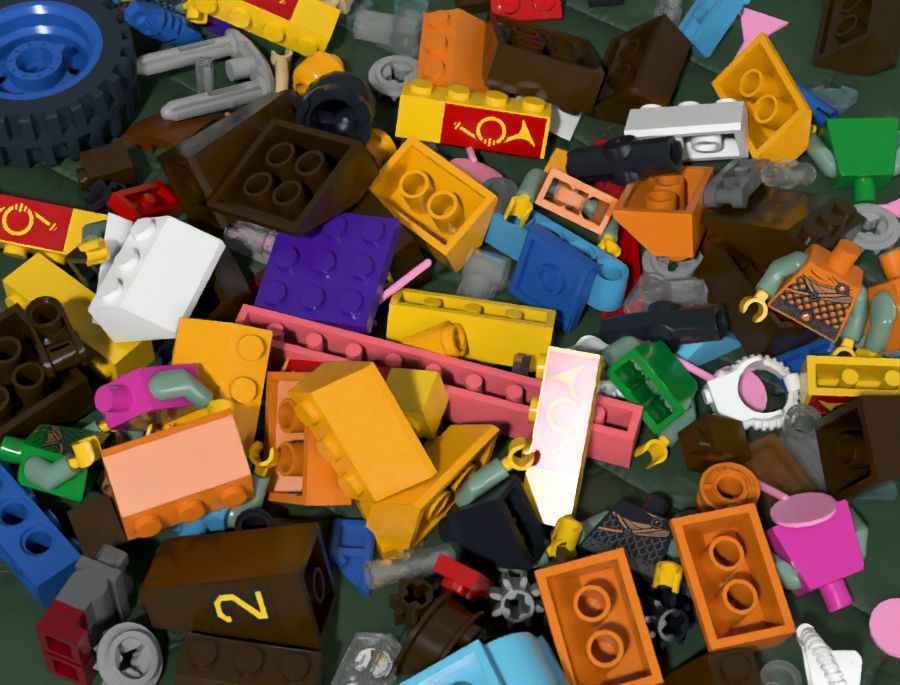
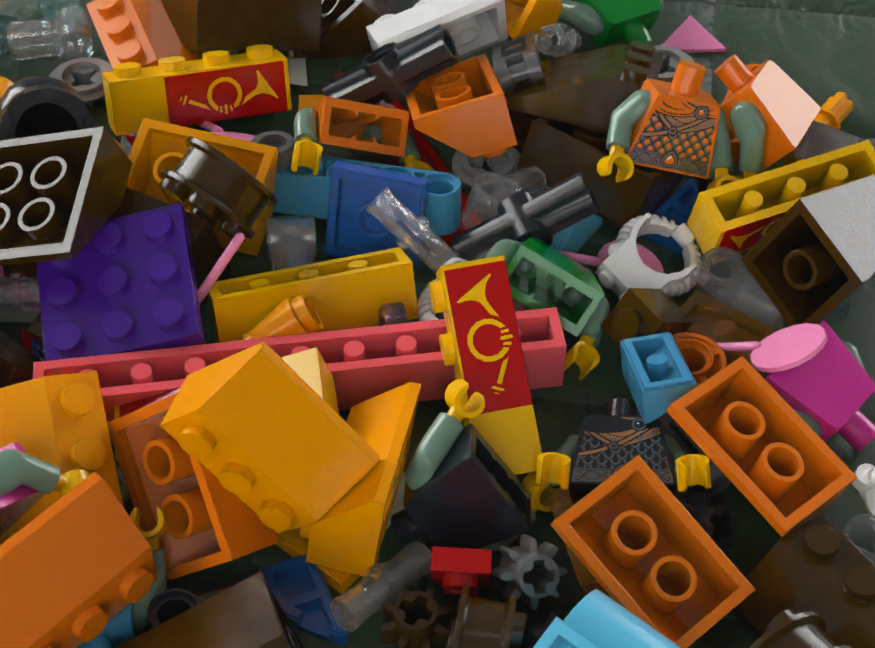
camera: 25 degrees left, 5 degrees down
(429, 218) = (217, 189): none -> dark brown wheel
(568, 301) = (389, 209): none -> clear pin
(689, 486) = (655, 373): none -> dark azure slope

